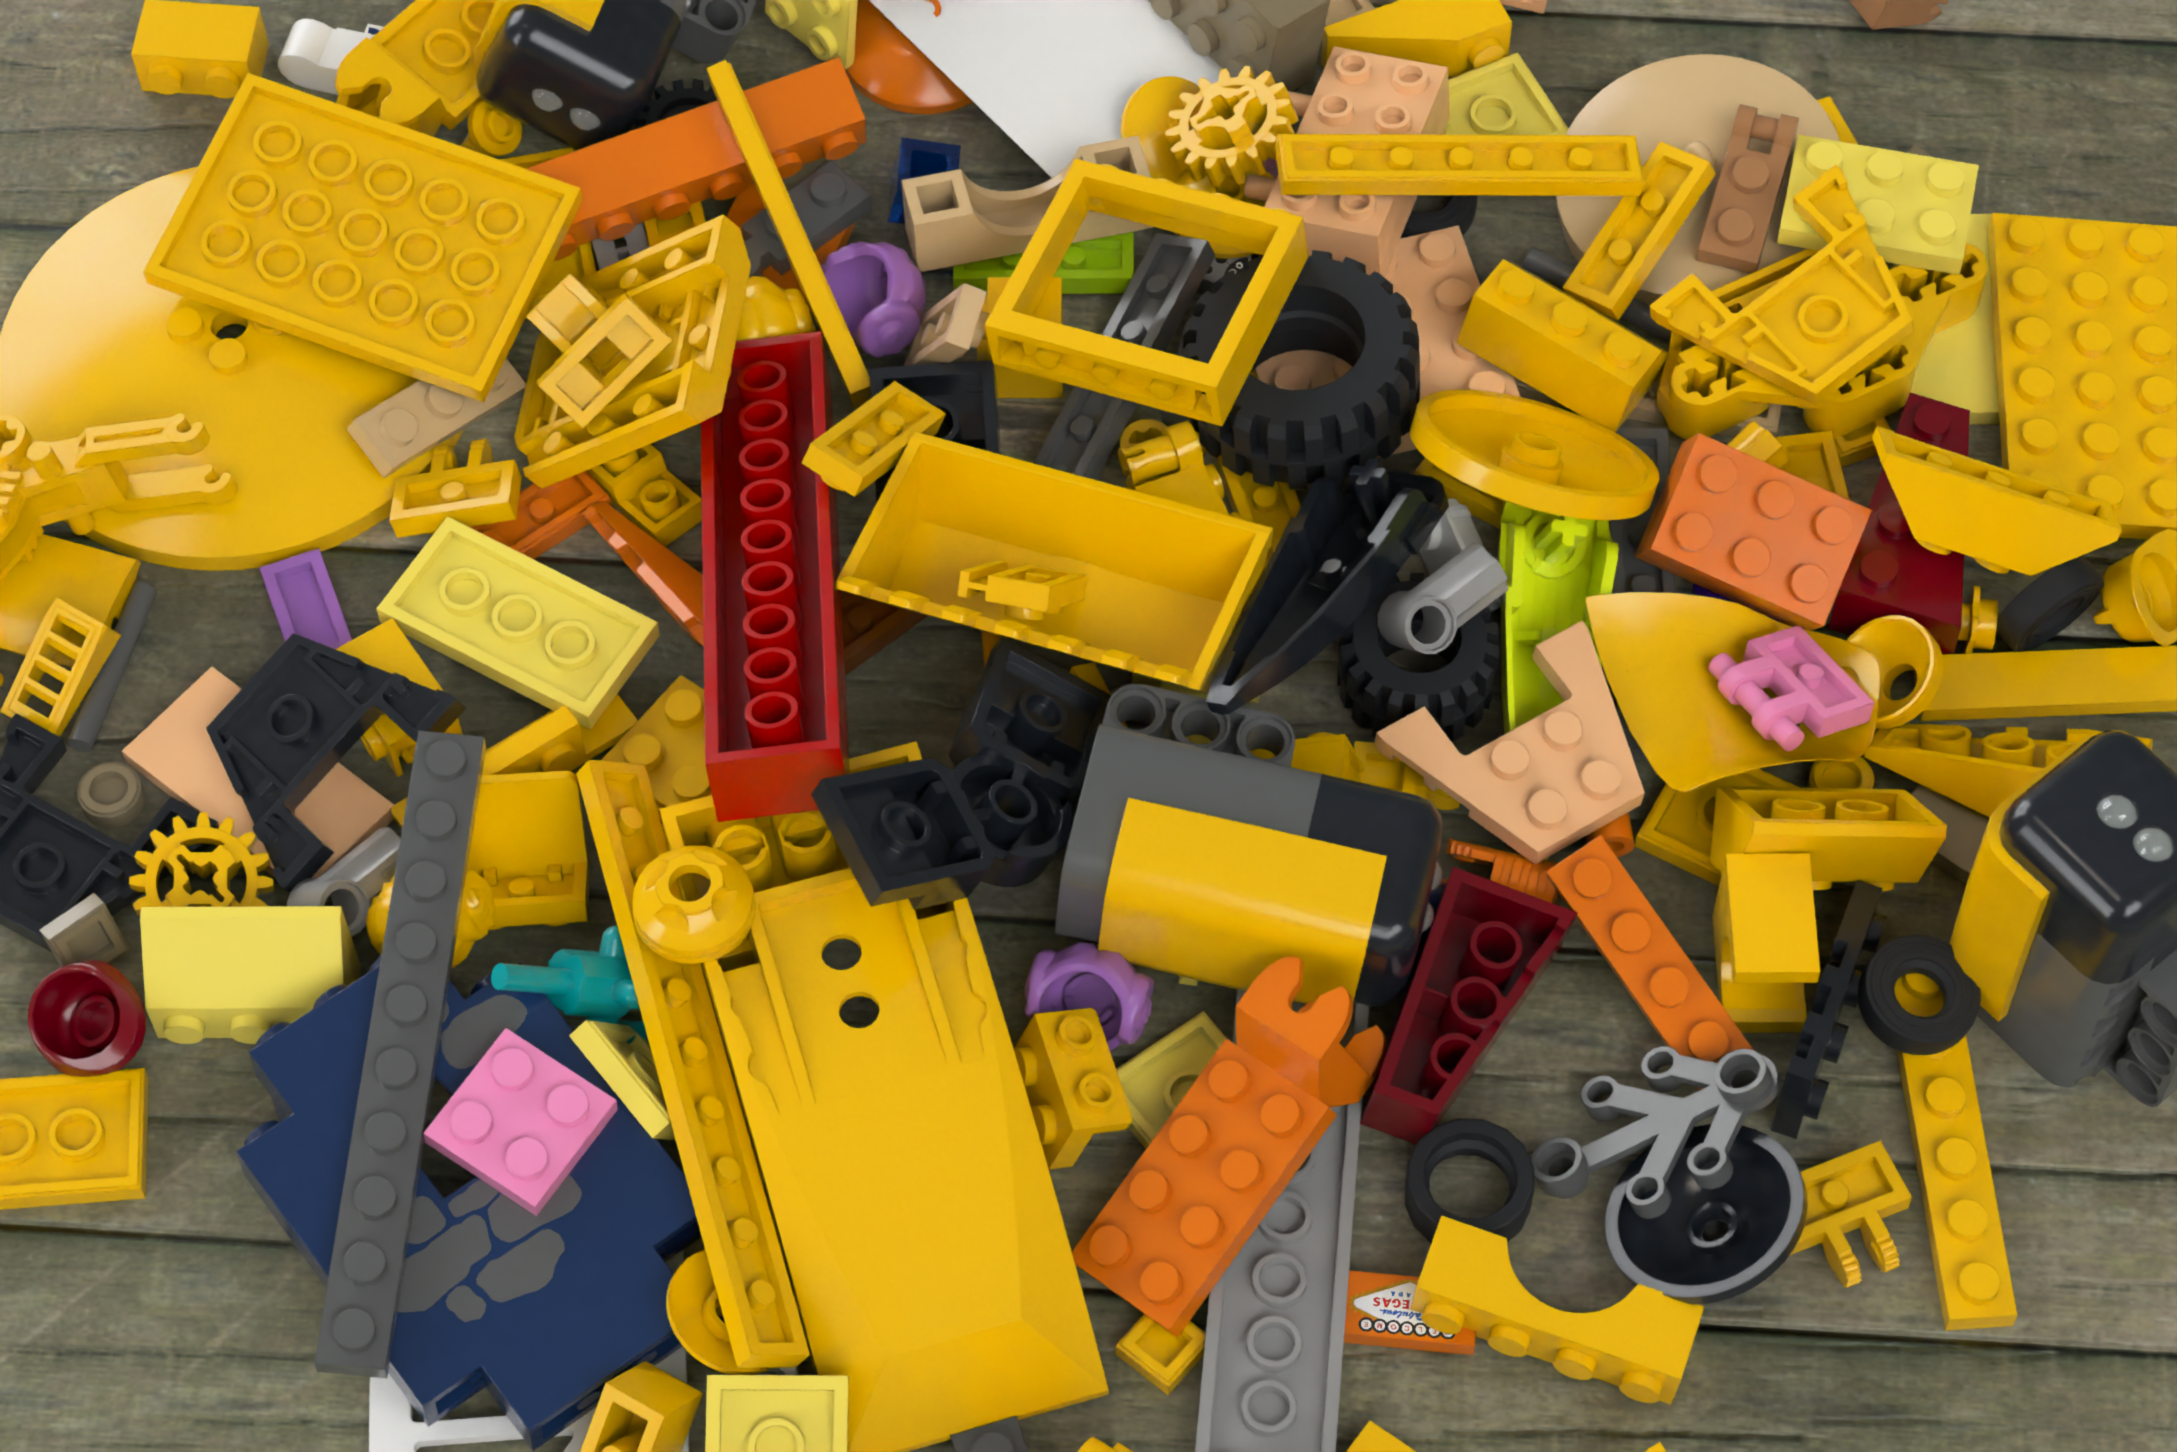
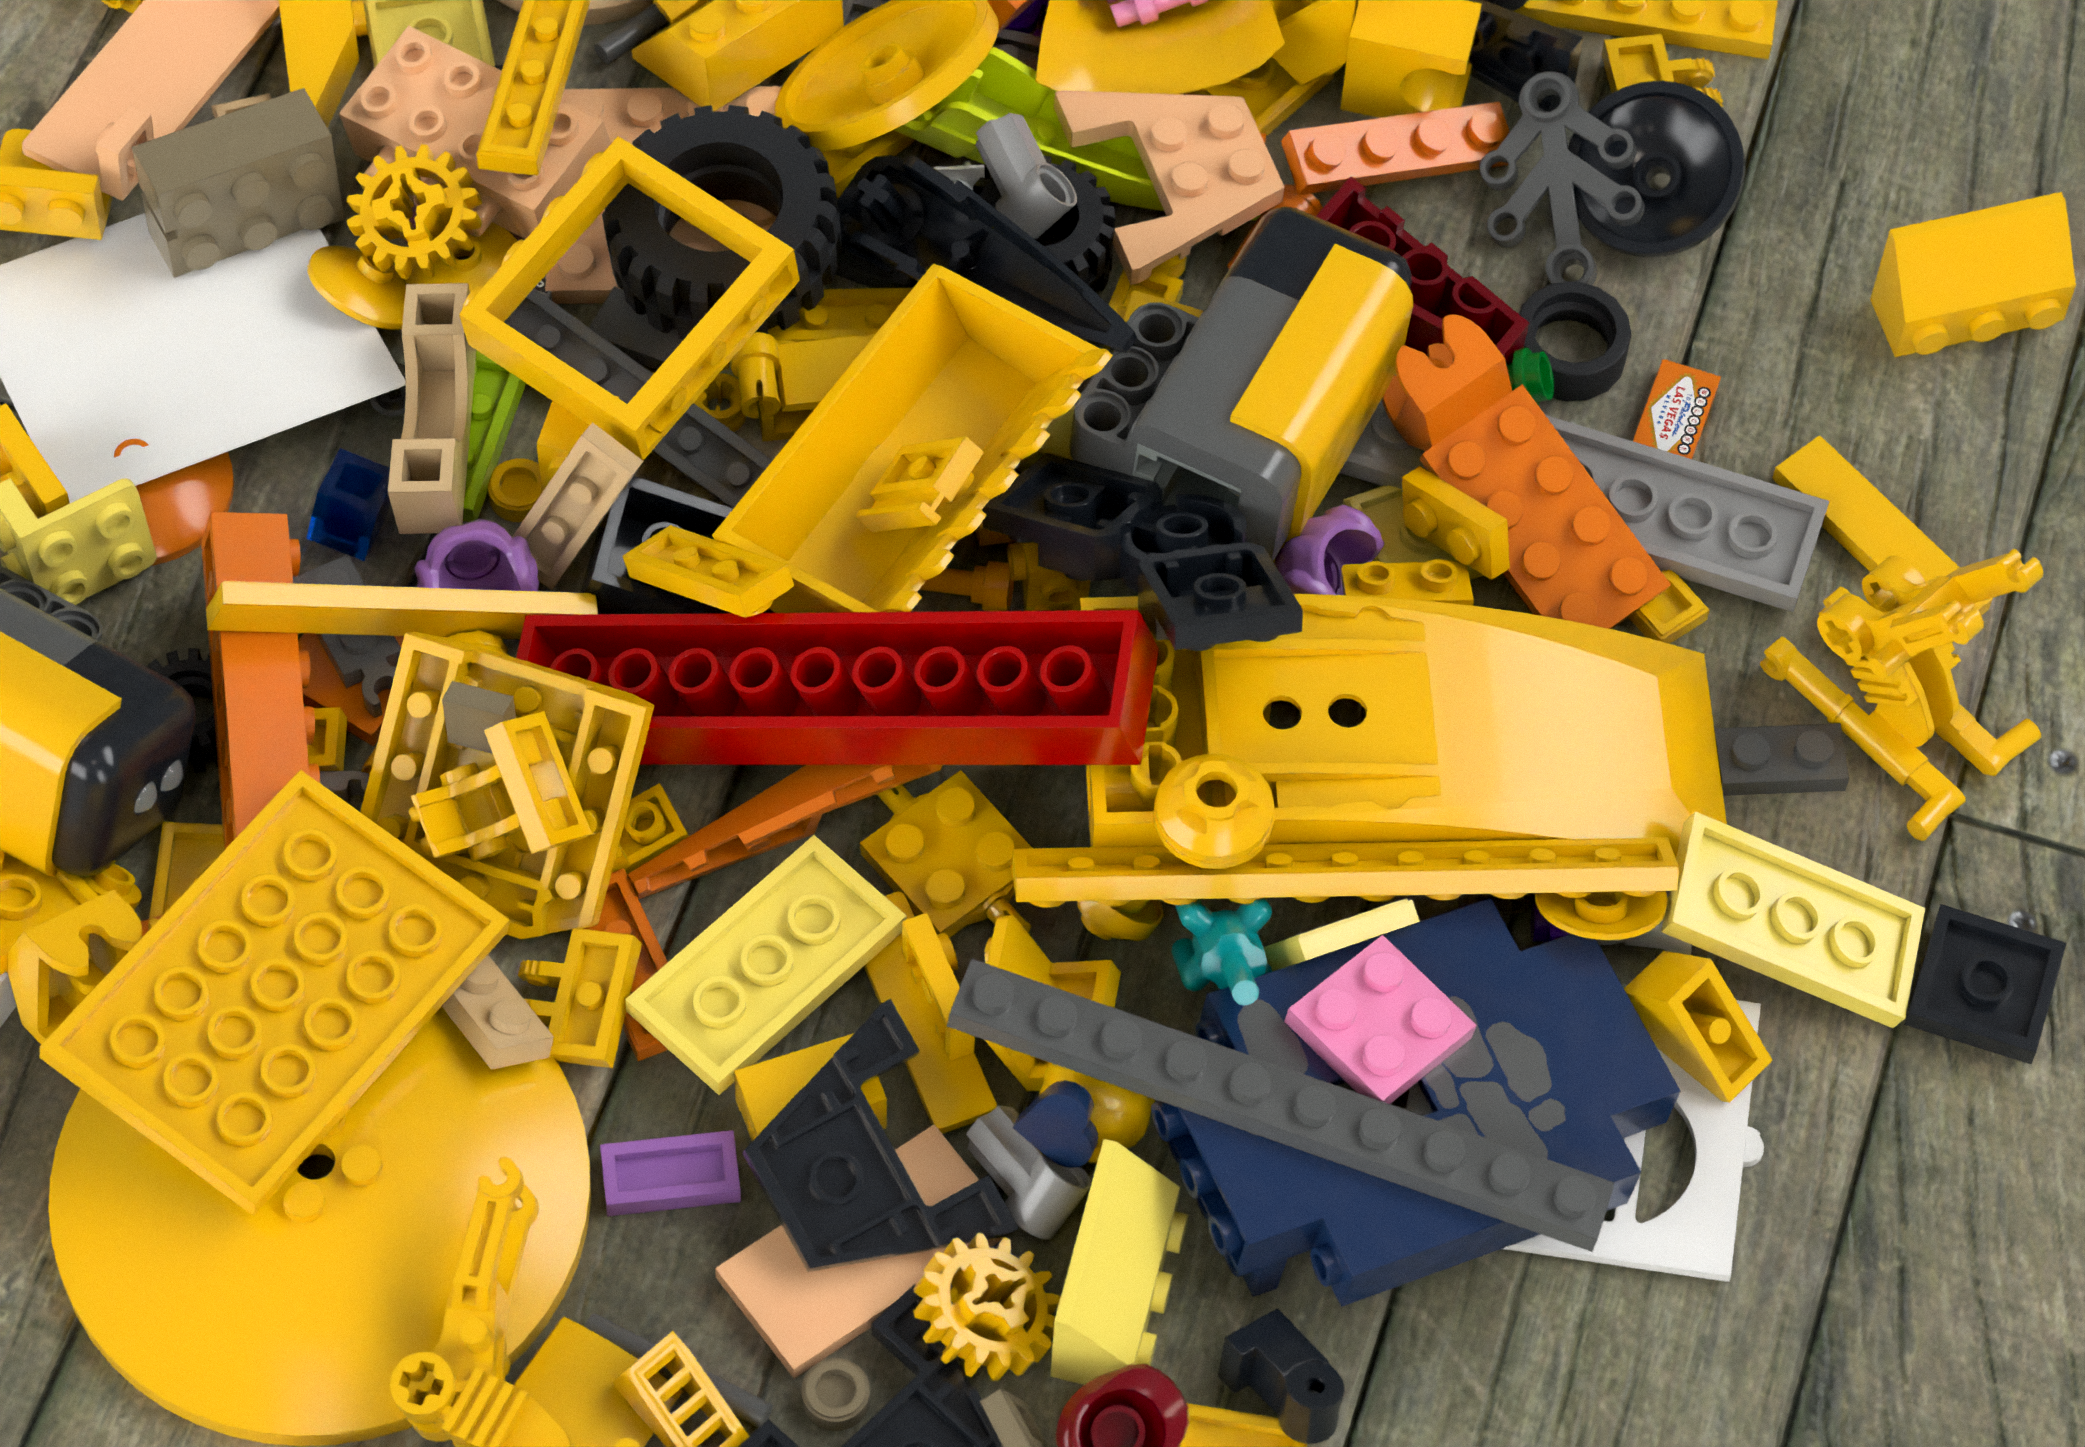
camera: 80 degrees left, 0 degrees up
(161, 1164) = (1286, 1374): none -> black leg
(369, 883) = (1061, 1124): none -> dark blue tile
(664, 293) = (473, 710): none -> dark tan tile
(1149, 1110) = (1455, 522): none -> yellow plate
(1383, 1140) = (1533, 372): none -> green plate
(1632, 1344) = (1676, 351): yellow arch -> none

